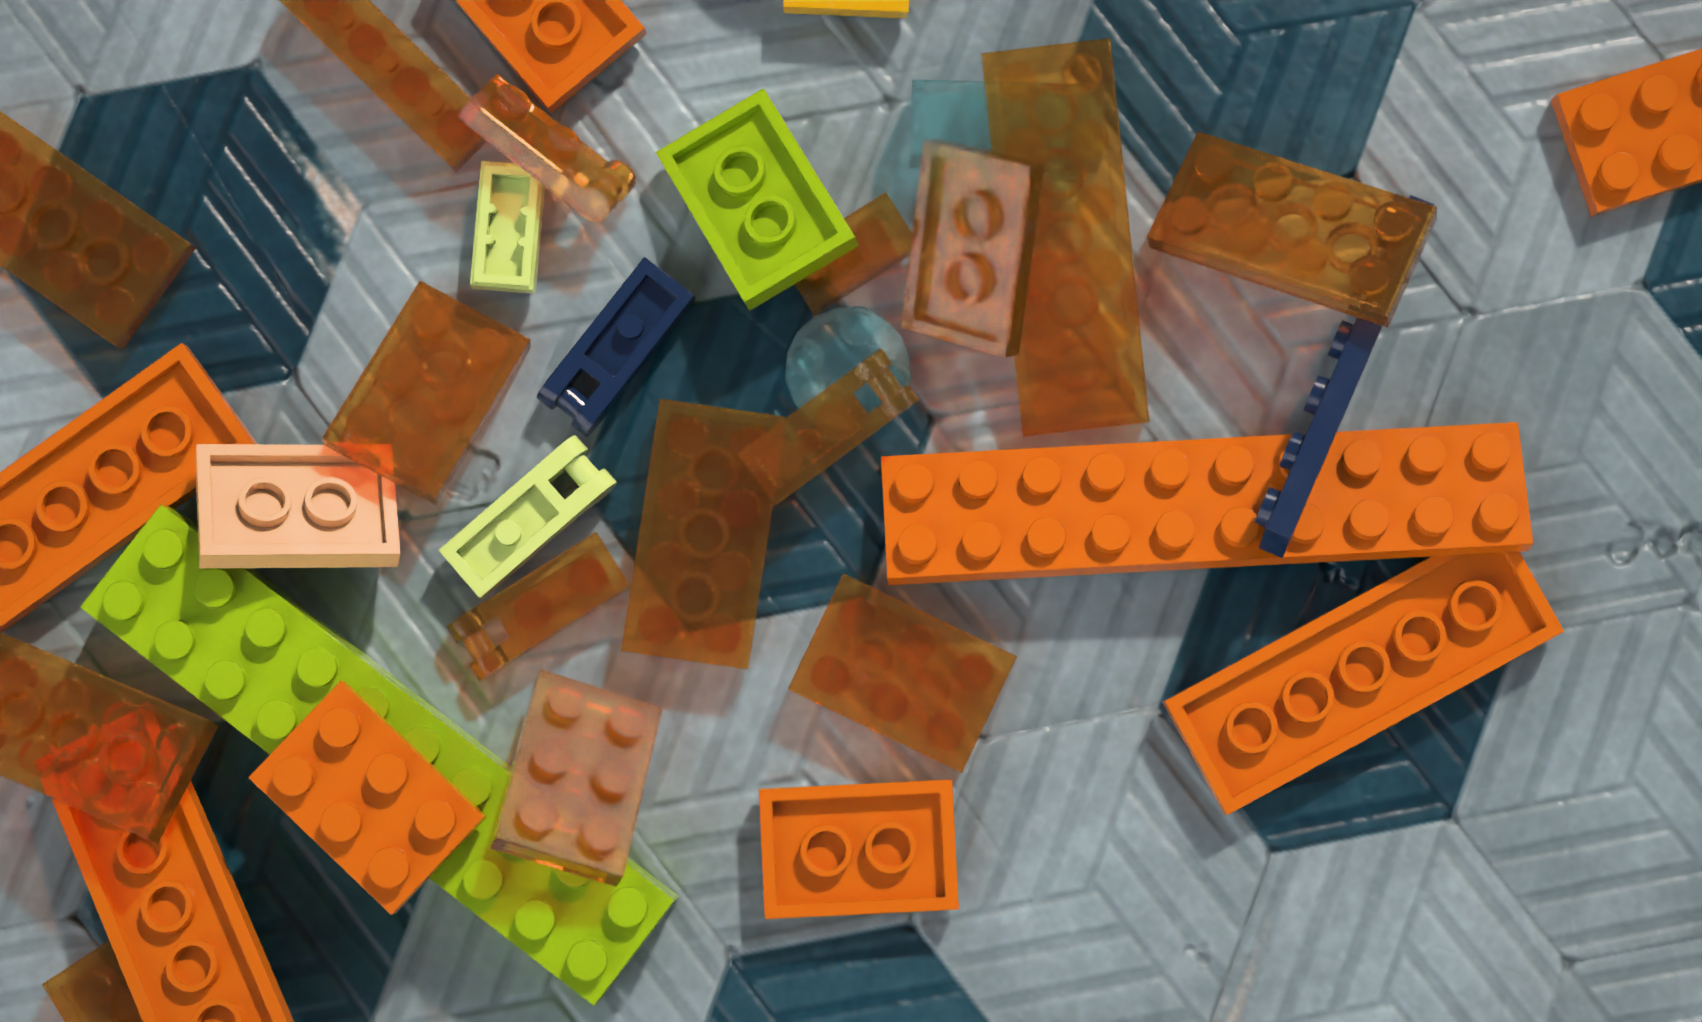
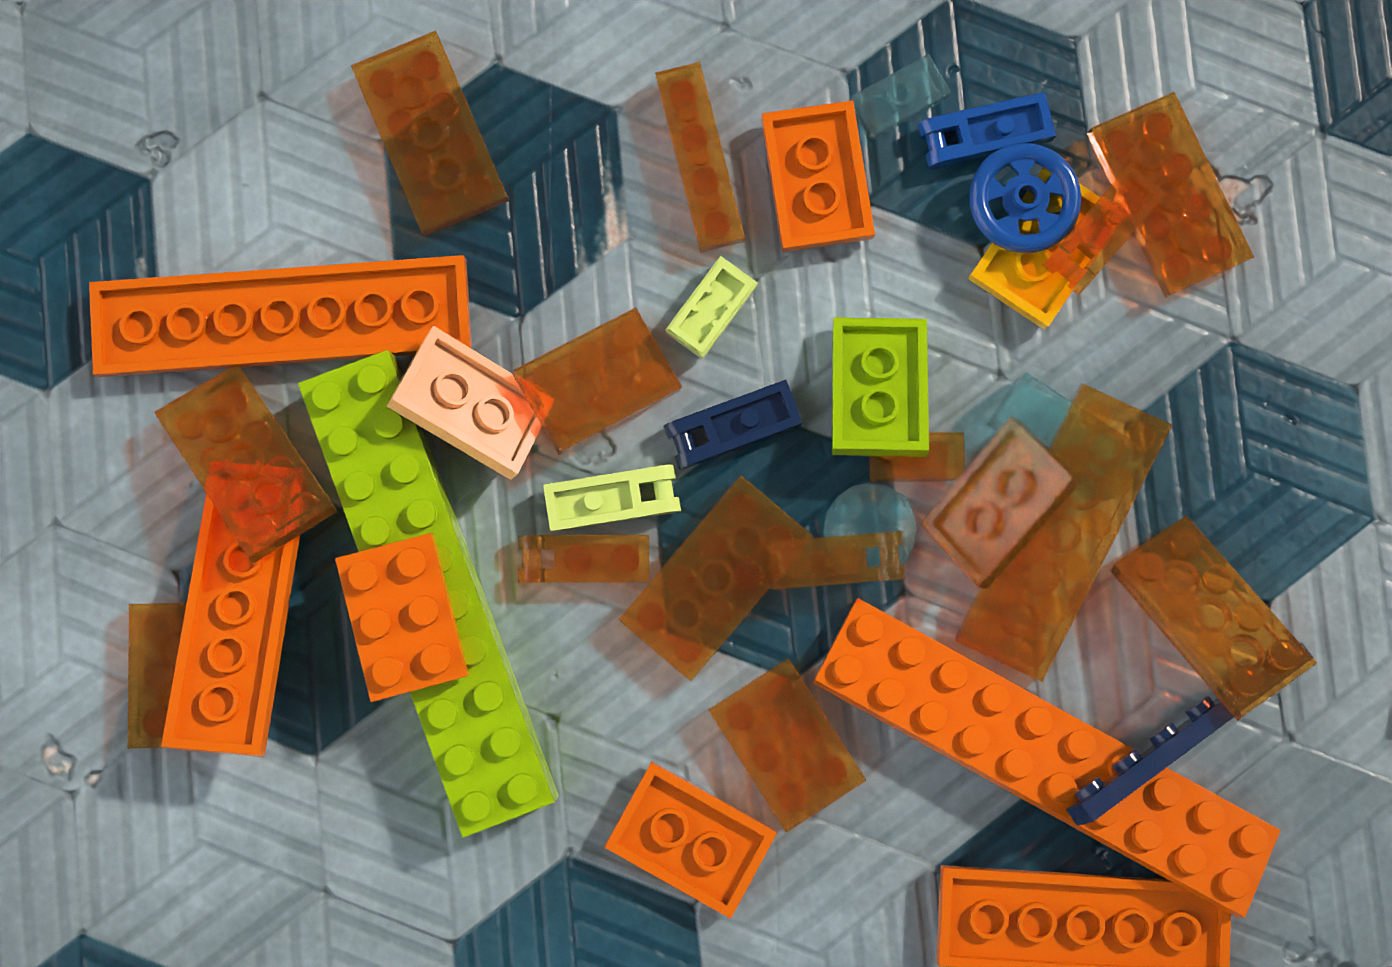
camera: 25 degrees right, 0 degrees up
(548, 150) = (766, 275): clear orange plate -> none
(577, 778) = (540, 686): clear orange plate -> none

